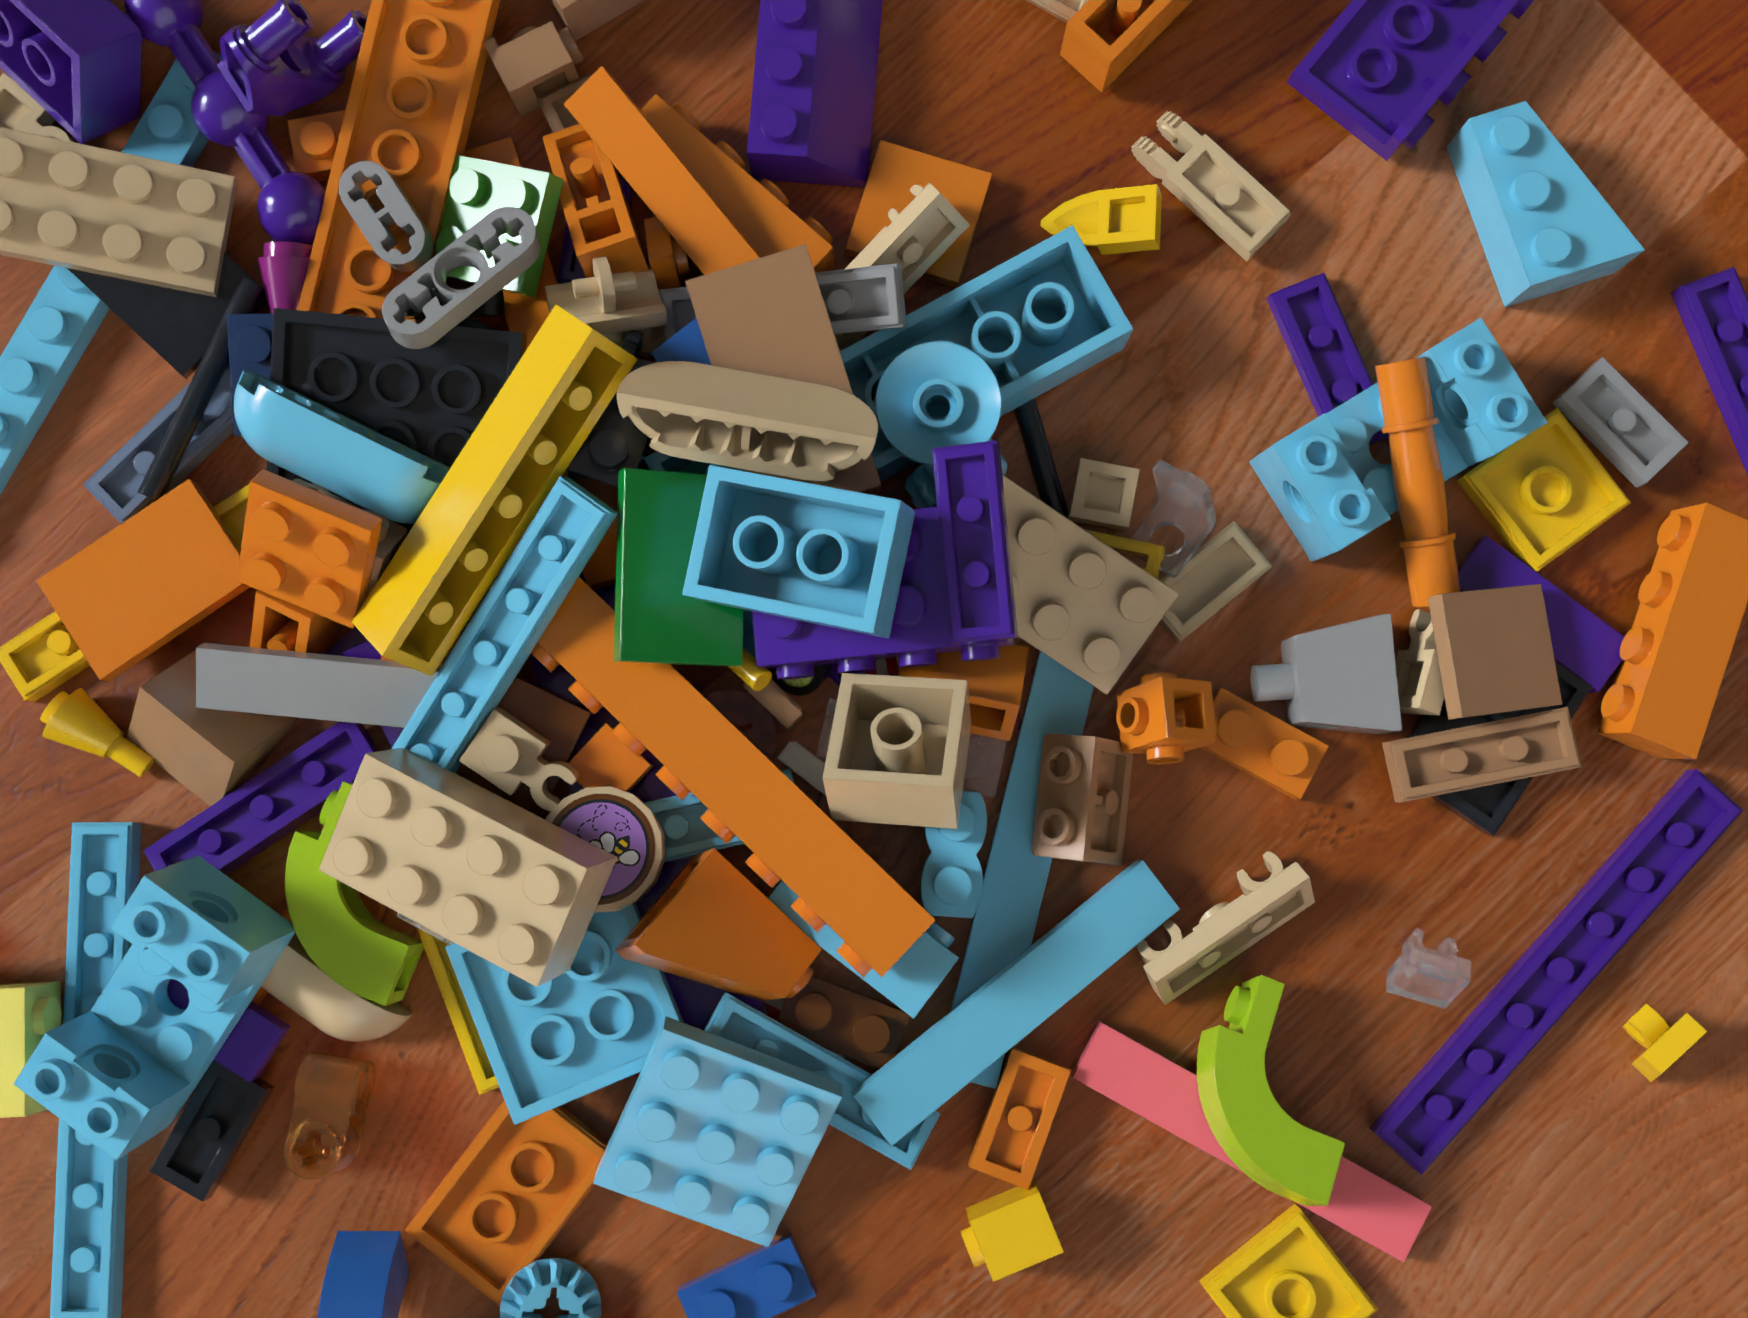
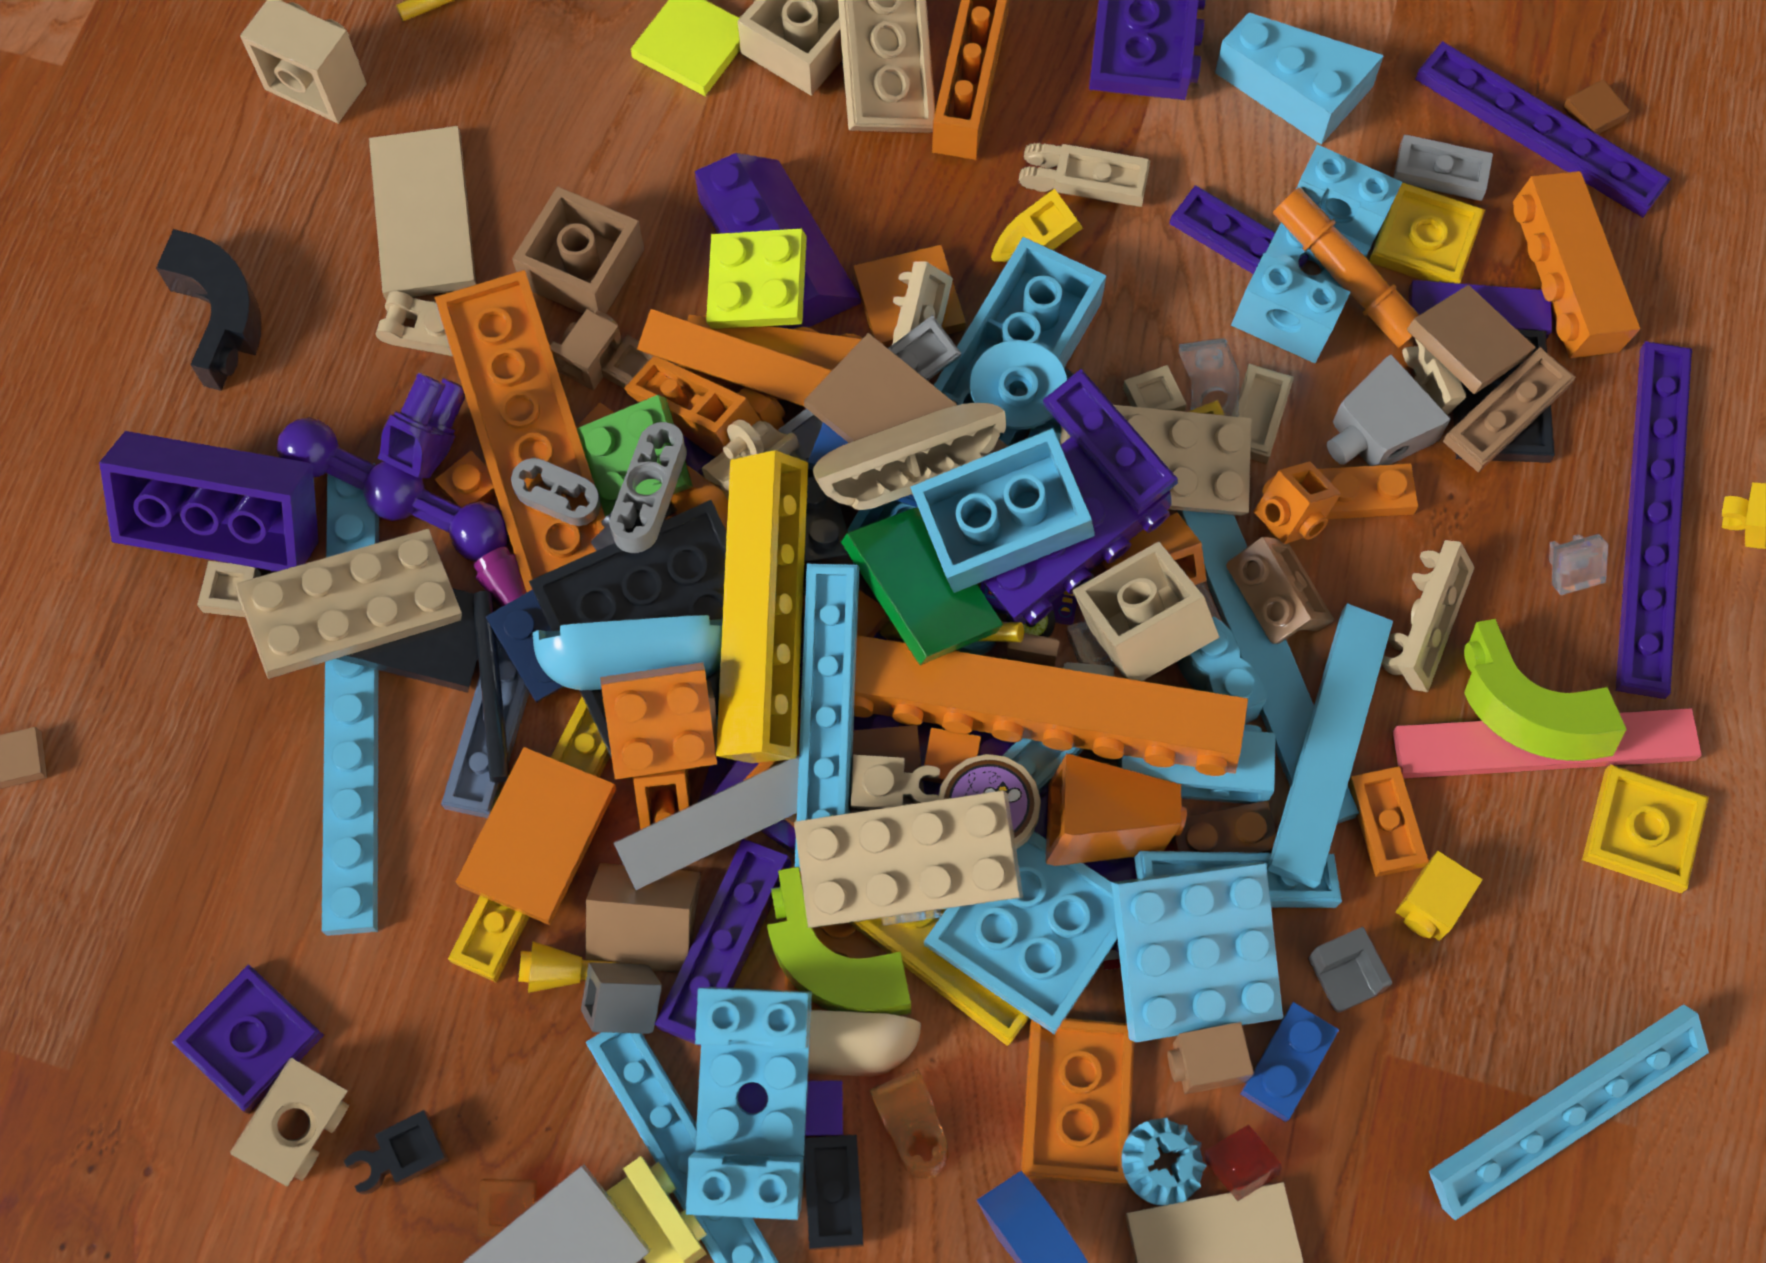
camera: 35 degrees left, 15 degrees down
(127, 802) = (621, 998): none -> dark grey panel
(661, 1246) = (1210, 1058): none -> medium nougat brick
(744, 98) = (756, 279): none -> neon yellow plate
(869, 1242) = (1349, 970): none -> dark grey panel

